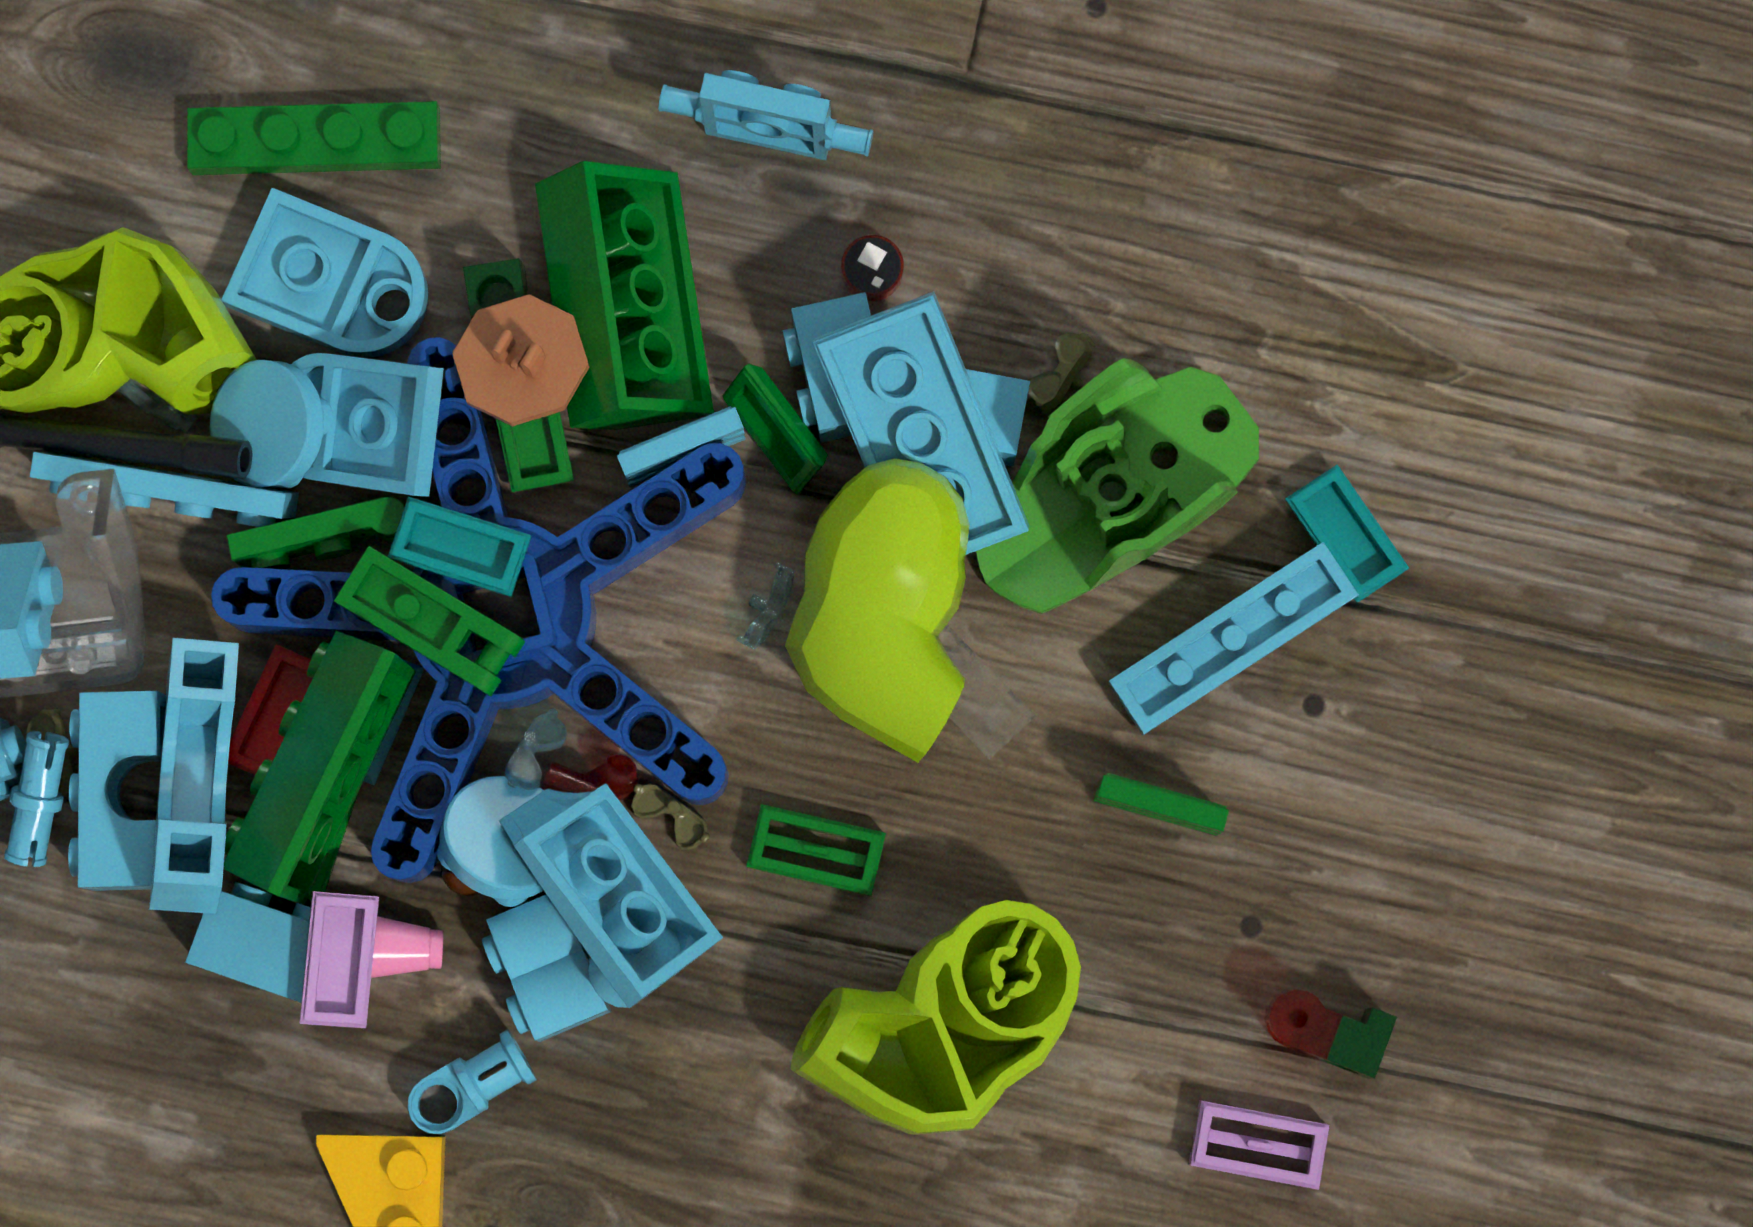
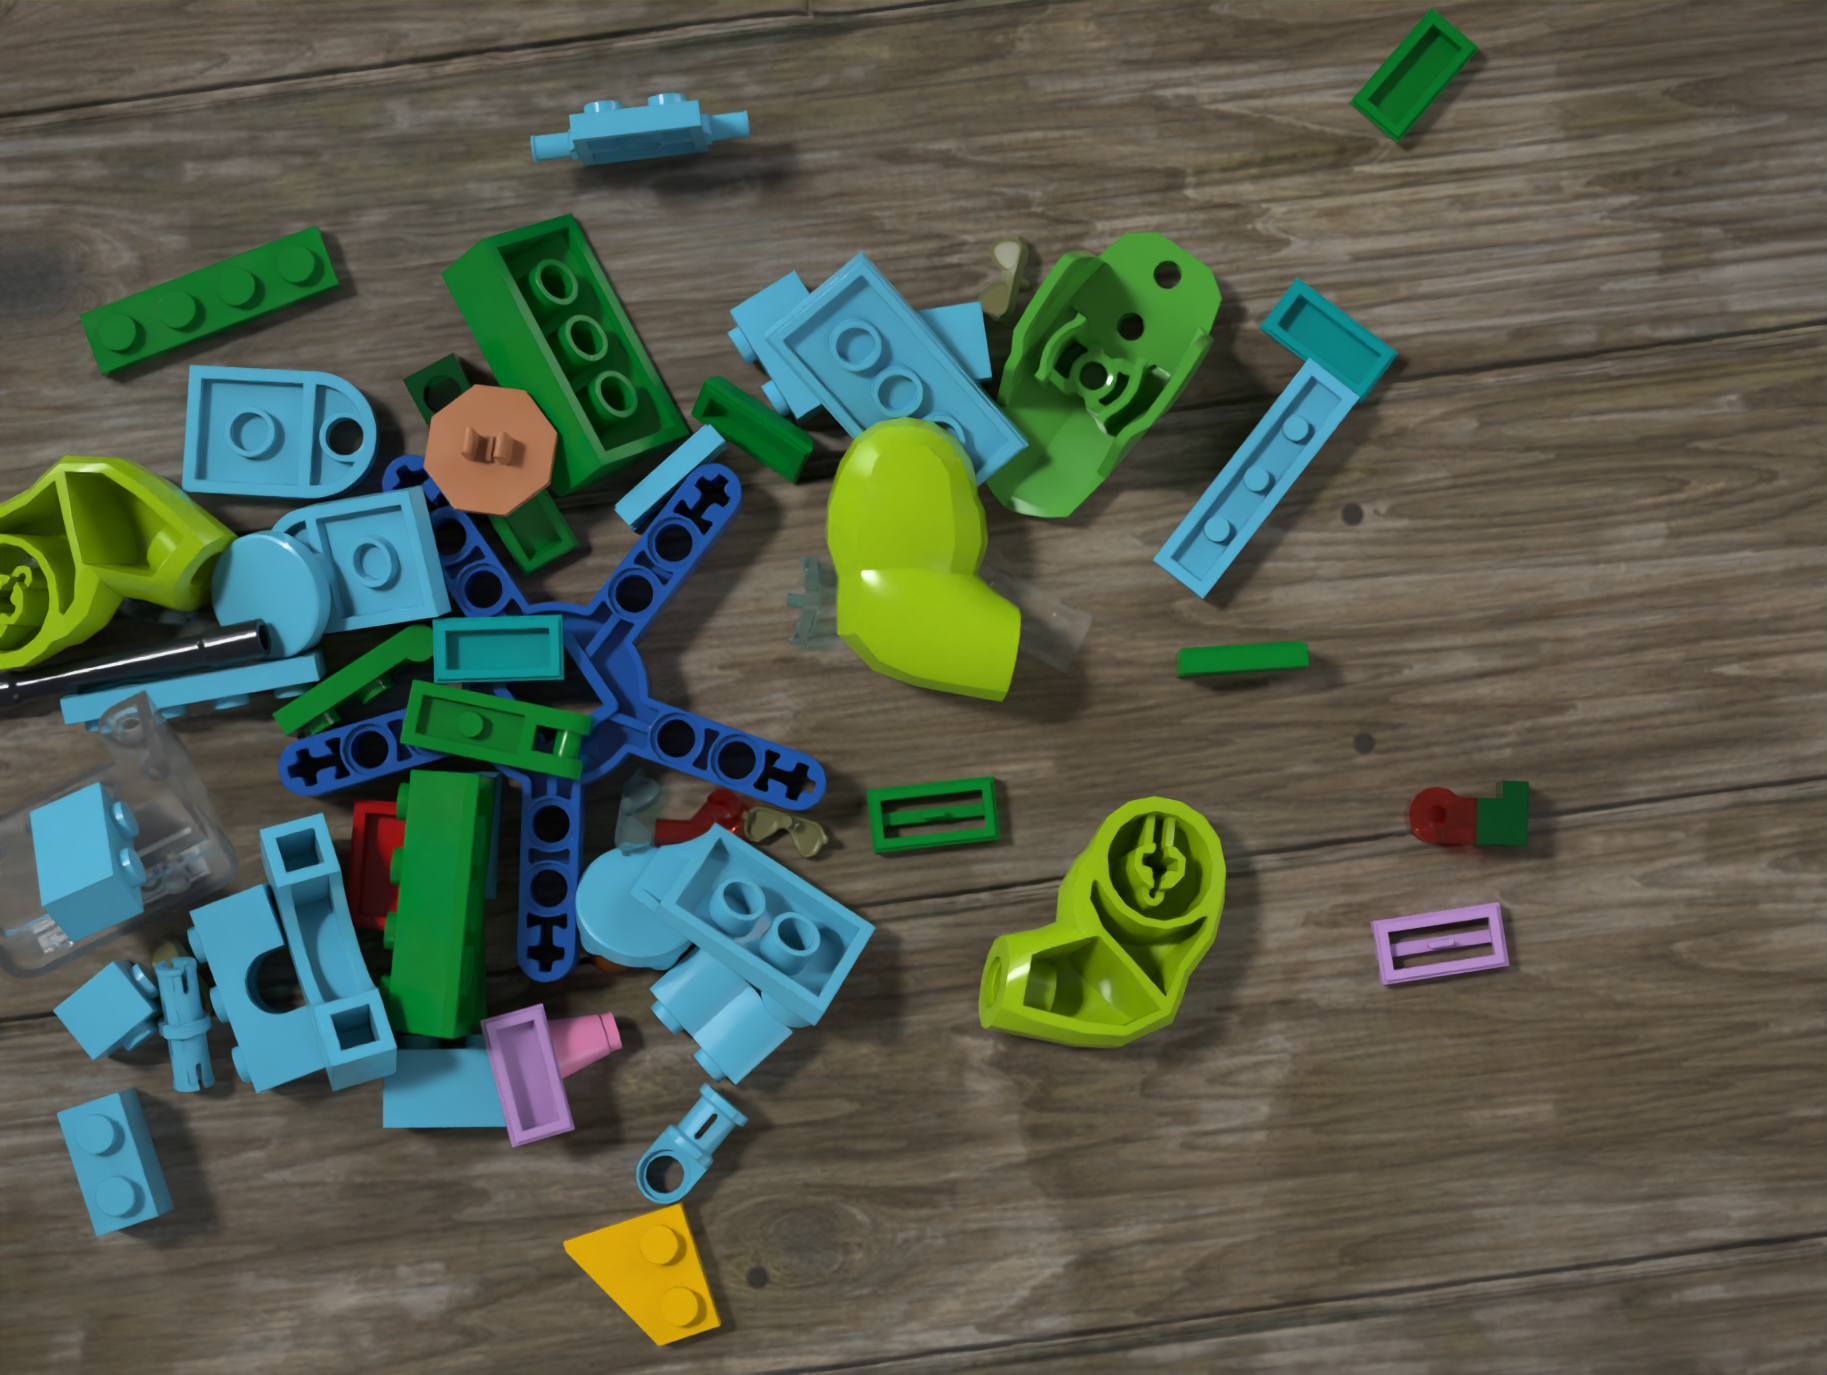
camera: 15 degrees left, 5 degrees up
(872, 266) = (790, 240): tile -> none
(1511, 315) = (1414, 75): none -> green tile

